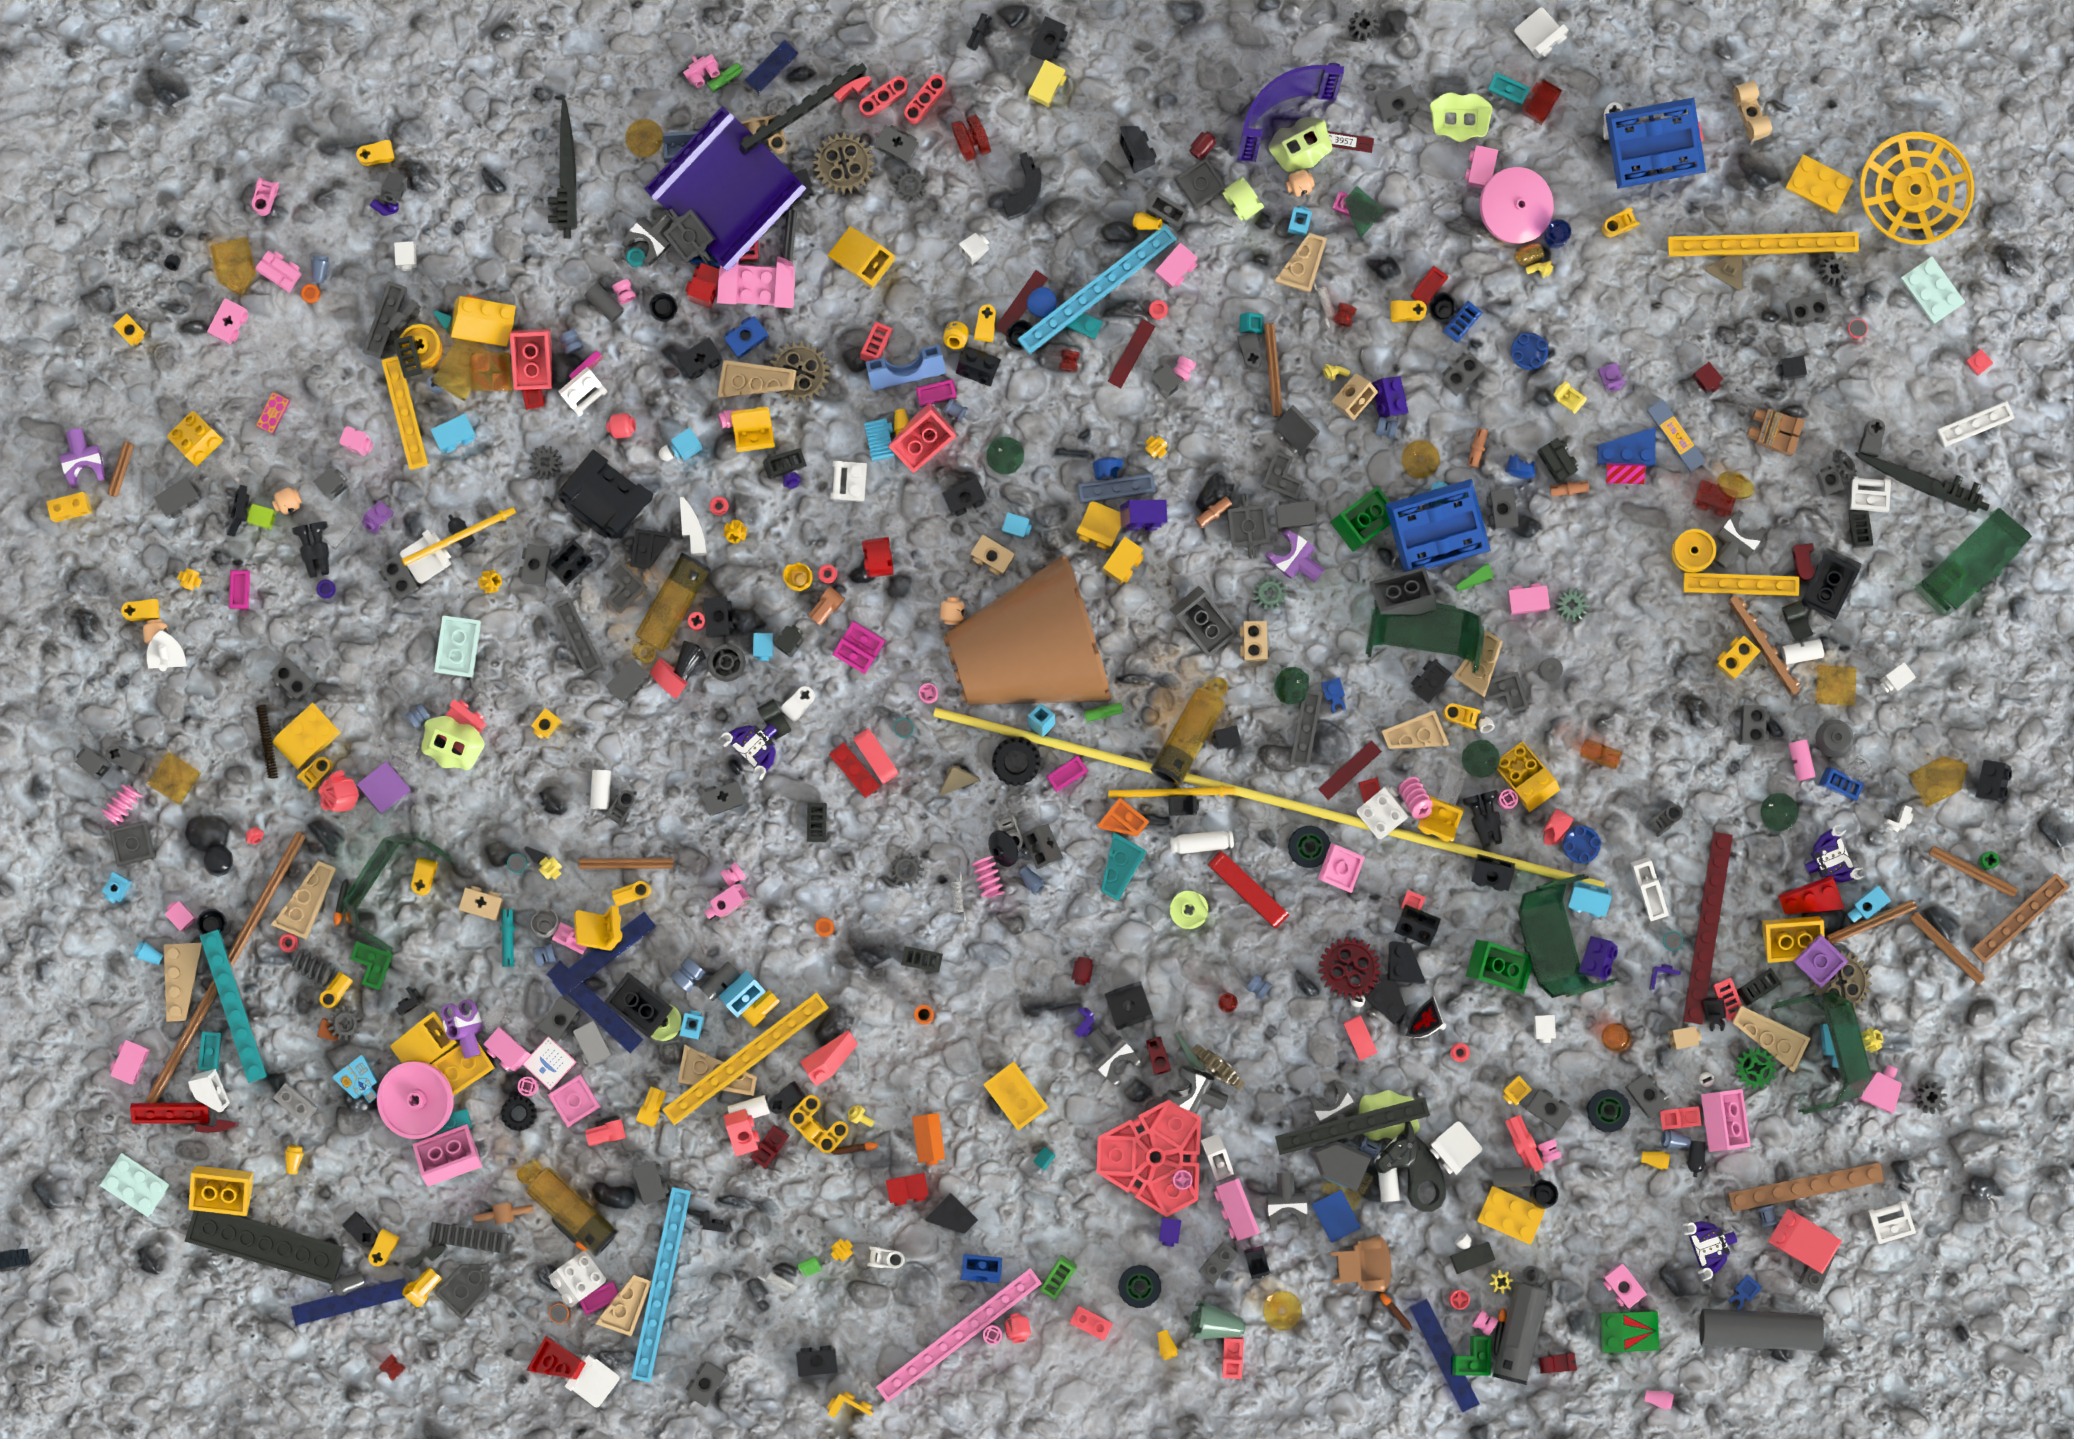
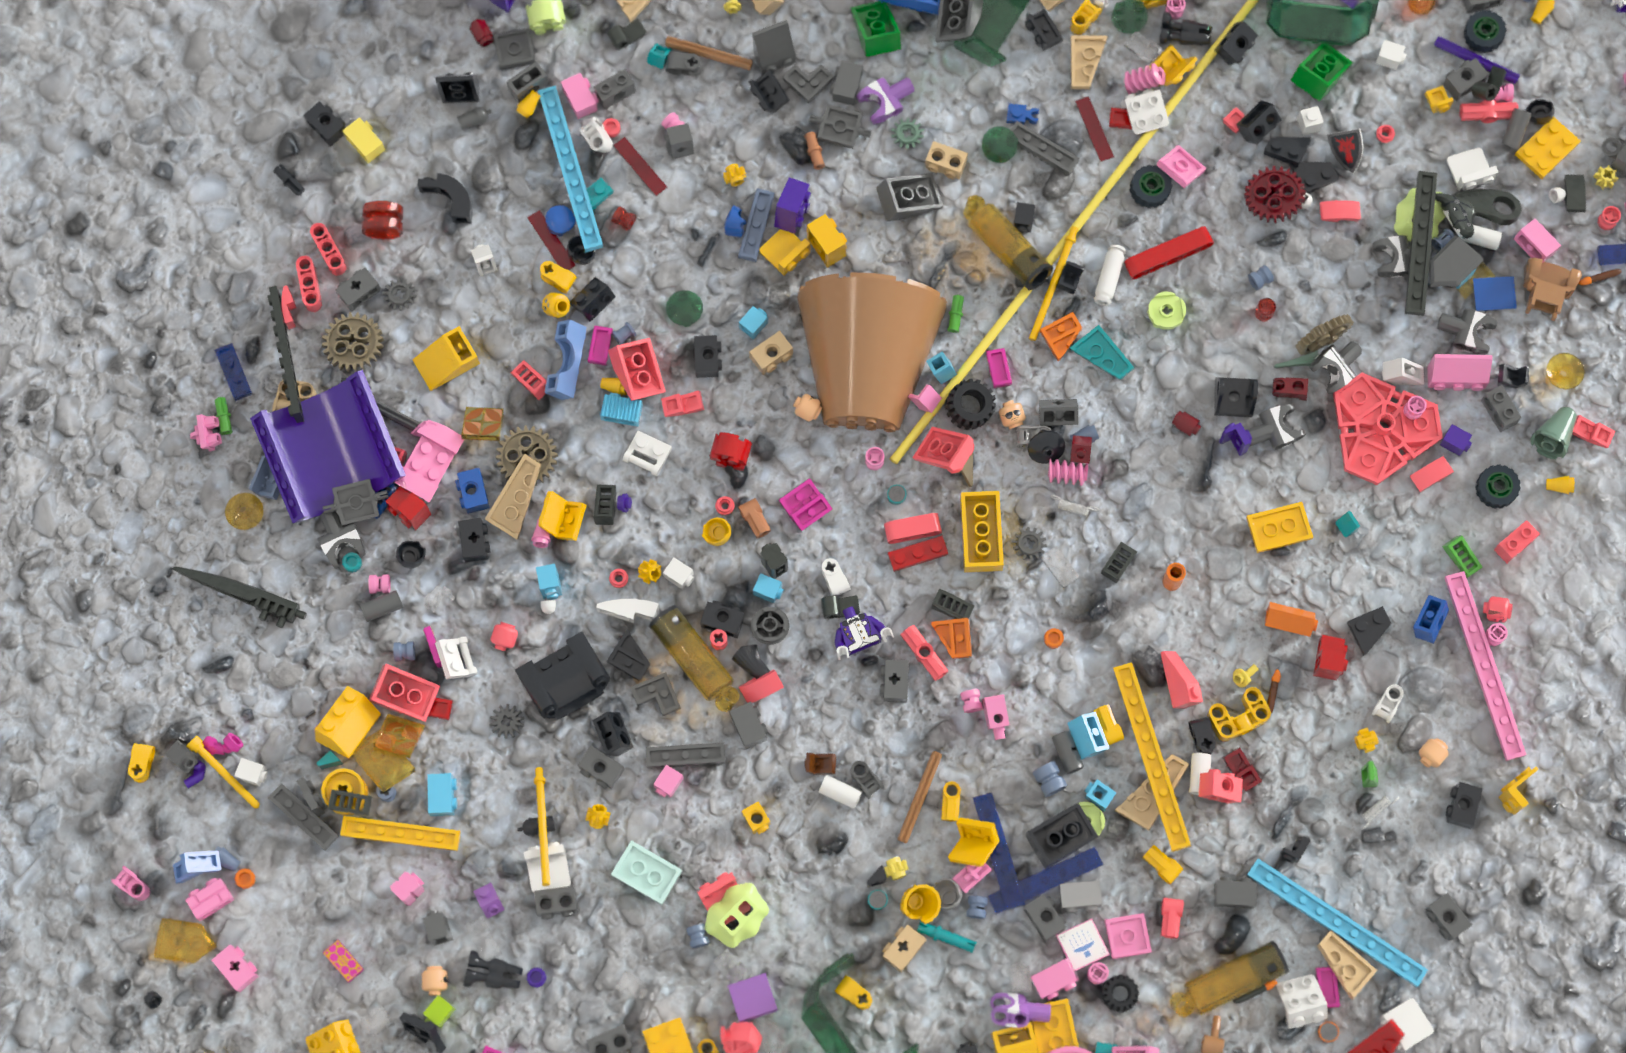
camera: 65 degrees left, 10 degrees down
(301, 247) = (196, 863): none -> bracket
(407, 197) = (198, 747): none -> yellow piece
(425, 225) = (231, 744): none -> dark pink arm
(526, 901) = (921, 903): none -> yellow helmet
(547, 630) = (667, 782): none -> bright pink brick
(619, 761) = (820, 763): none -> reddish brown bracket
(744, 559) = (678, 574): none -> white brick
(753, 824) = (916, 643): none -> coral piece
(787, 836) = (955, 636): none -> orange wing
(813, 318) = (482, 423): none -> tile
(854, 1316) = (1433, 753): none -> light nougat head
(896, 820) = (981, 531): none -> yellow brick
(910, 493) = (682, 404): none -> coral slope
(955, 755) = (945, 449): none -> coral slope
(1004, 719) = (927, 399): none -> bright pink panel
(1013, 881) = (1081, 449): none -> dark red brick
(1023, 804) = (1012, 414): none -> light nougat head
(1127, 1220) = (1431, 474): none -> coral slope
(1141, 299) = (594, 134): none -> white piece
(1196, 296) = (614, 89): none -> dark grey brick
(1254, 443) = (769, 92): none -> black bracket
(1259, 283) = (625, 36): none -> pearl dark grey panel
(1404, 1238) = (1537, 241): none -> bright pink brick
(1440, 974) = (1310, 120): none -> white brick
(1542, 1136) = (1489, 90): none -> pearl dark grey panel
(1575, 1116) = (1466, 54): none -> dark purple axle

